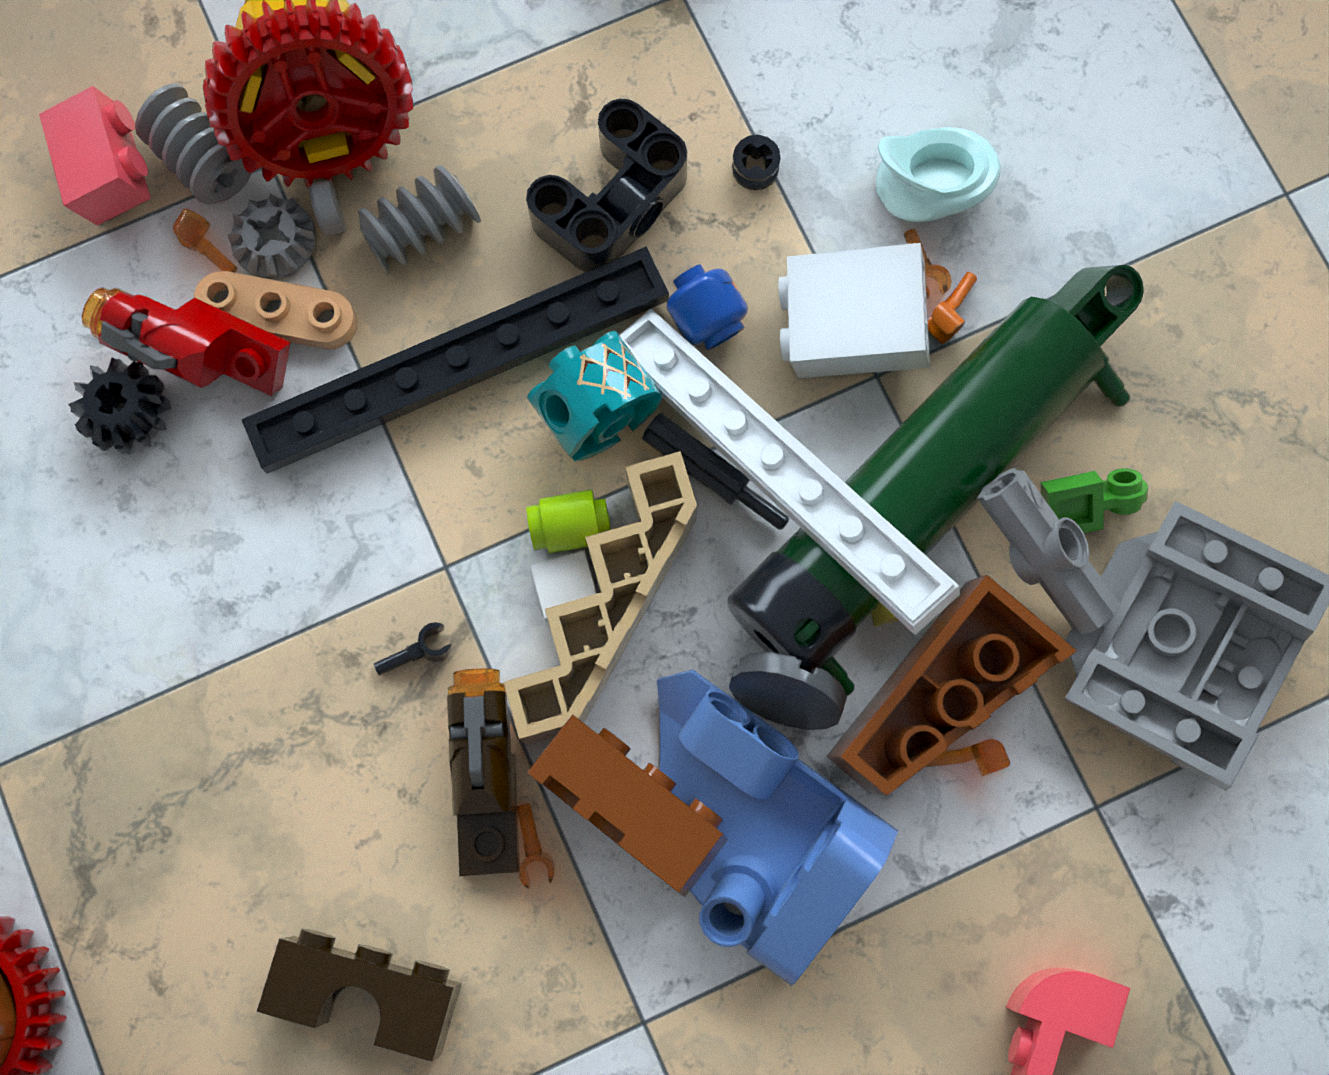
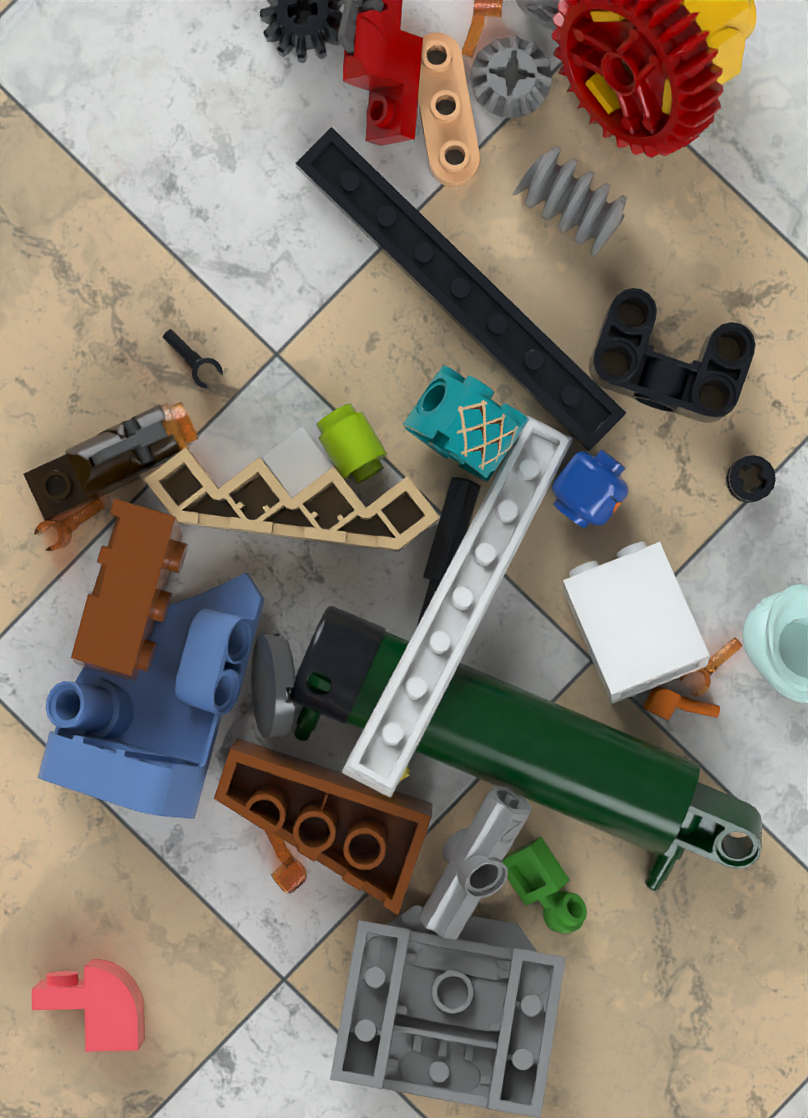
camera: 65 degrees right, 10 degrees up
(327, 208) = (553, 115): light grey tile -> none

